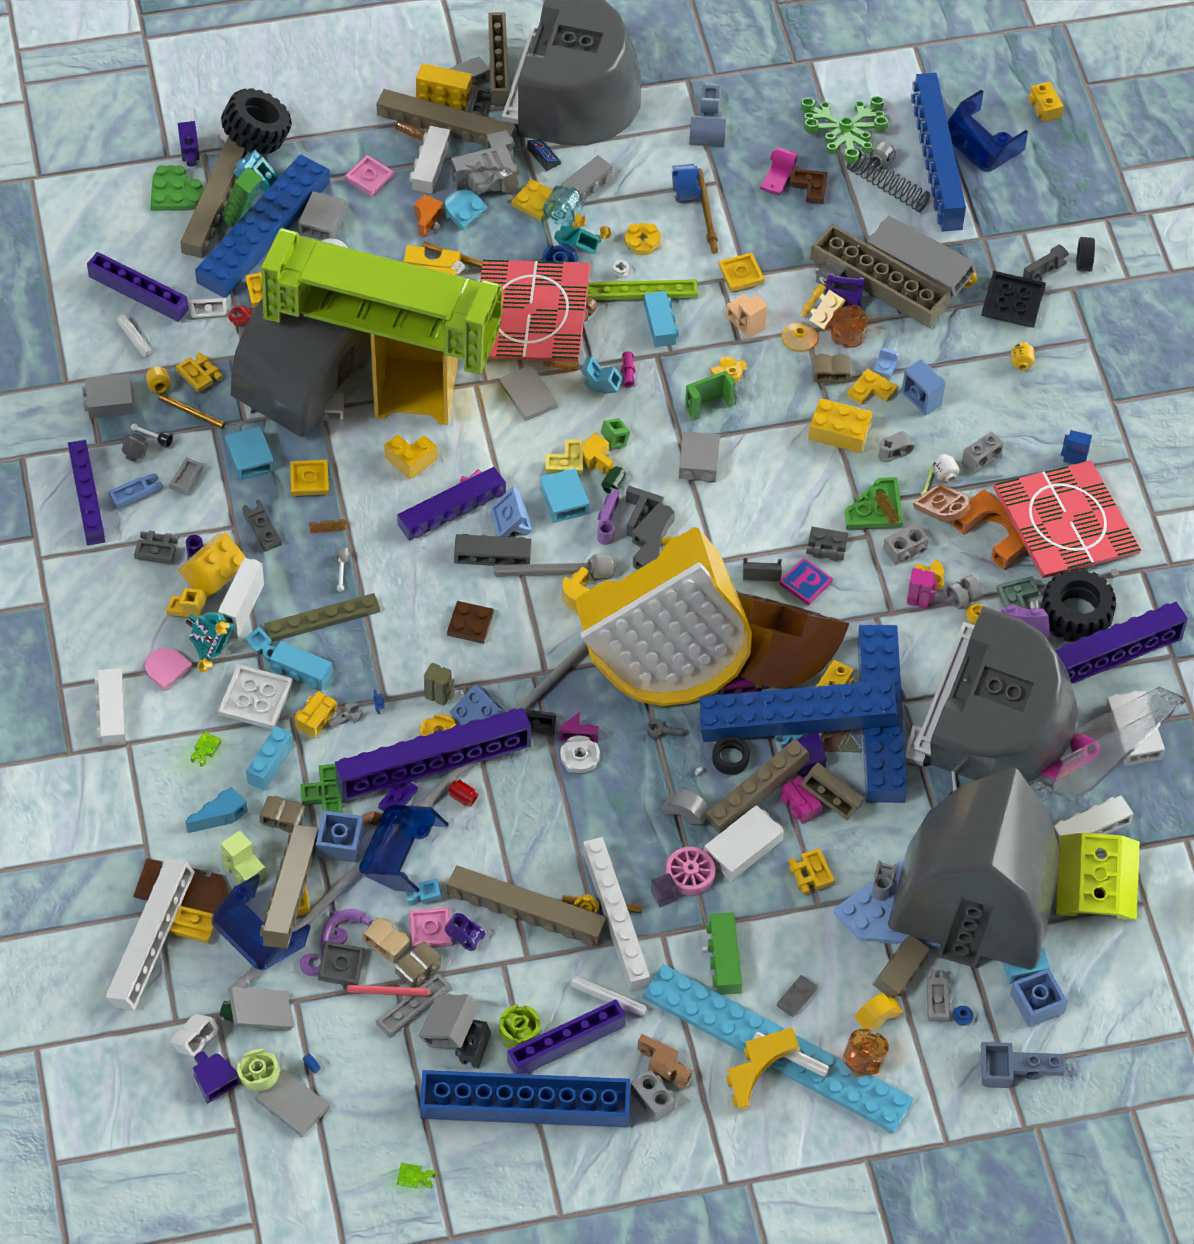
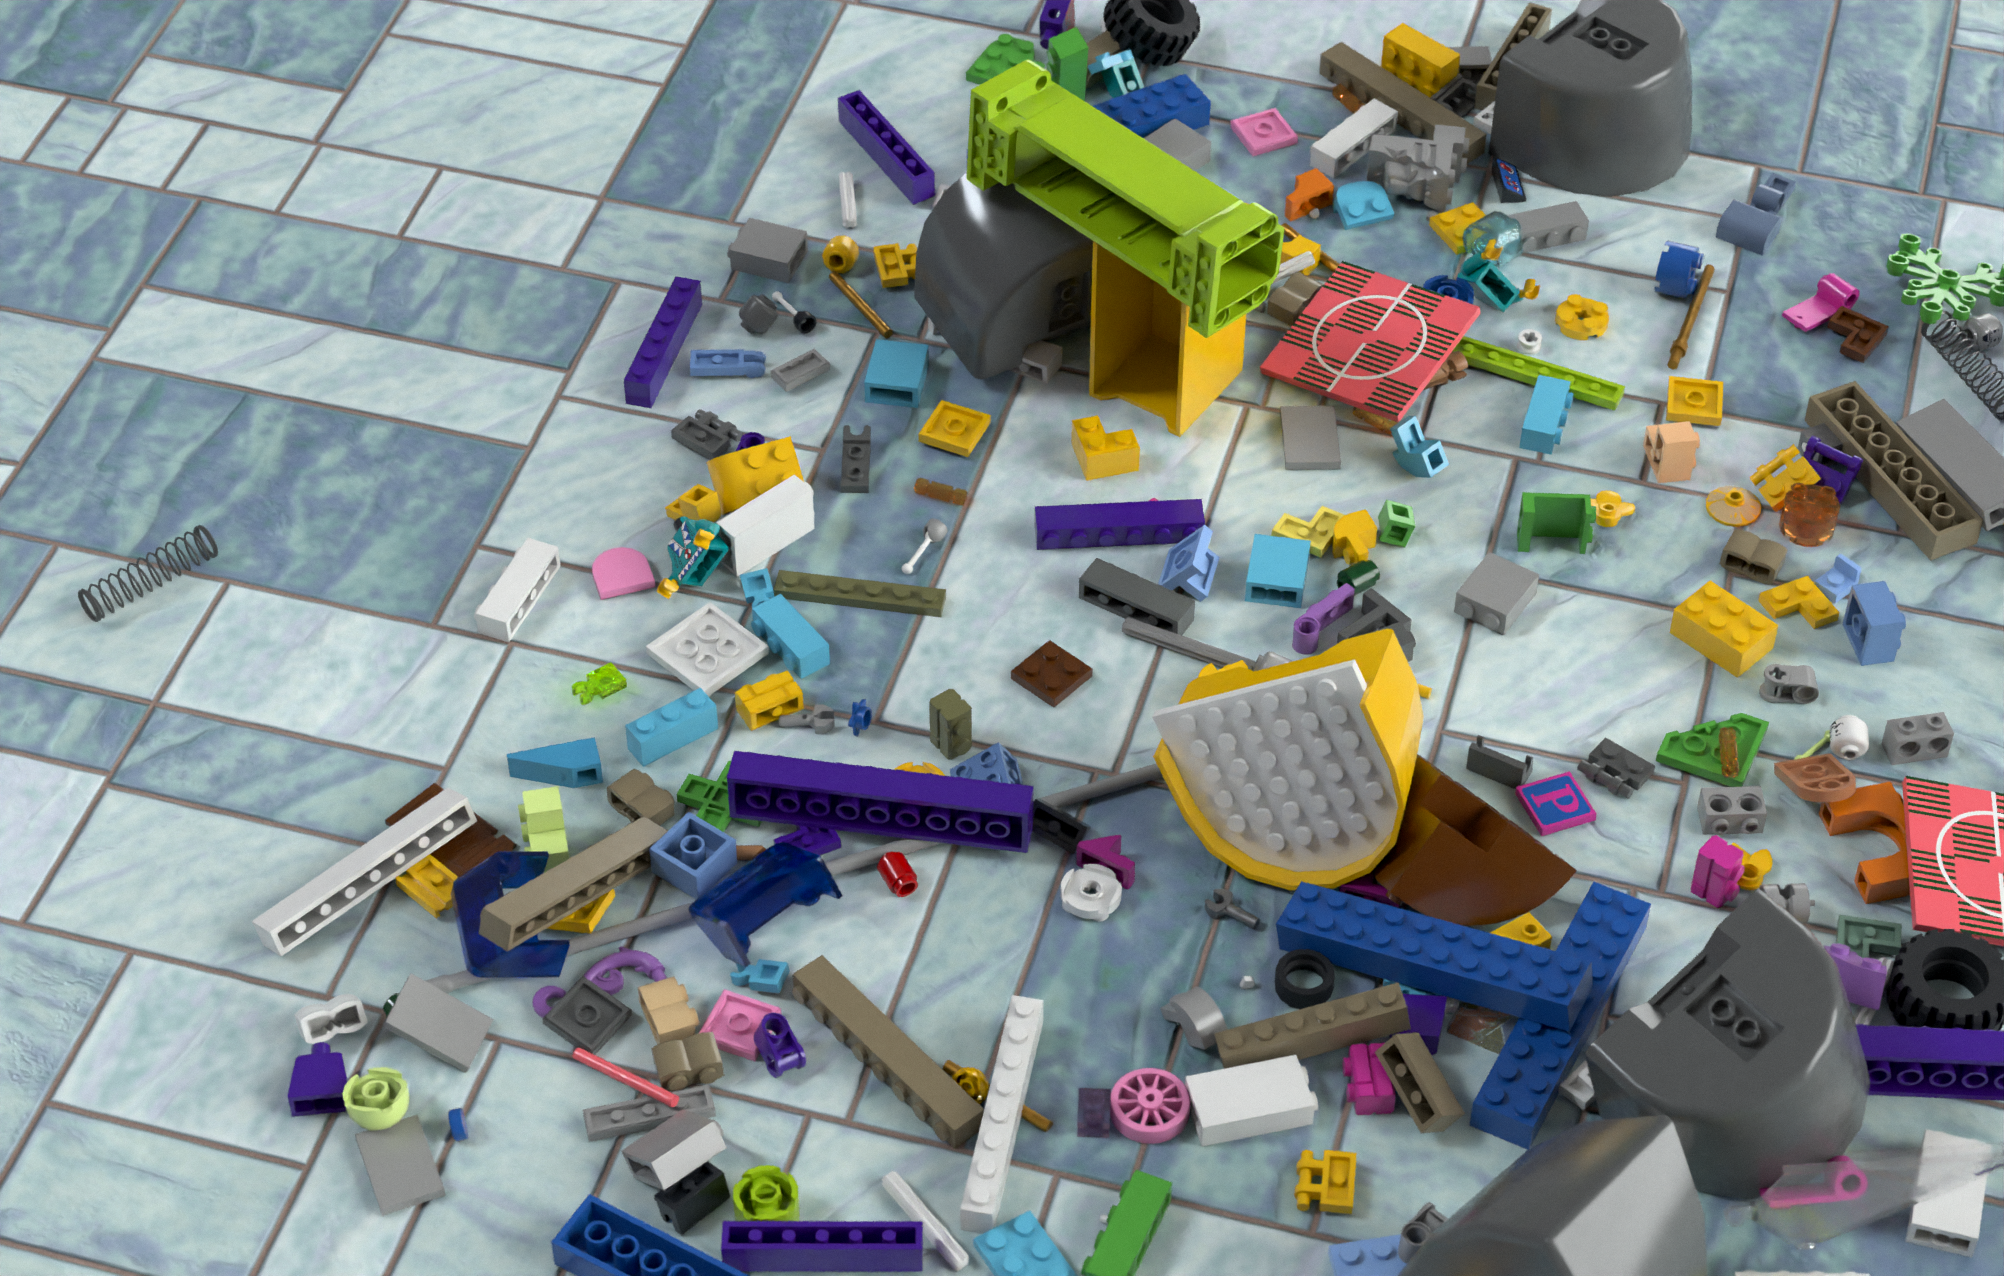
camera: 30 degrees right, 10 degrees down
(628, 369) = (1463, 458): dark pink pin -> none

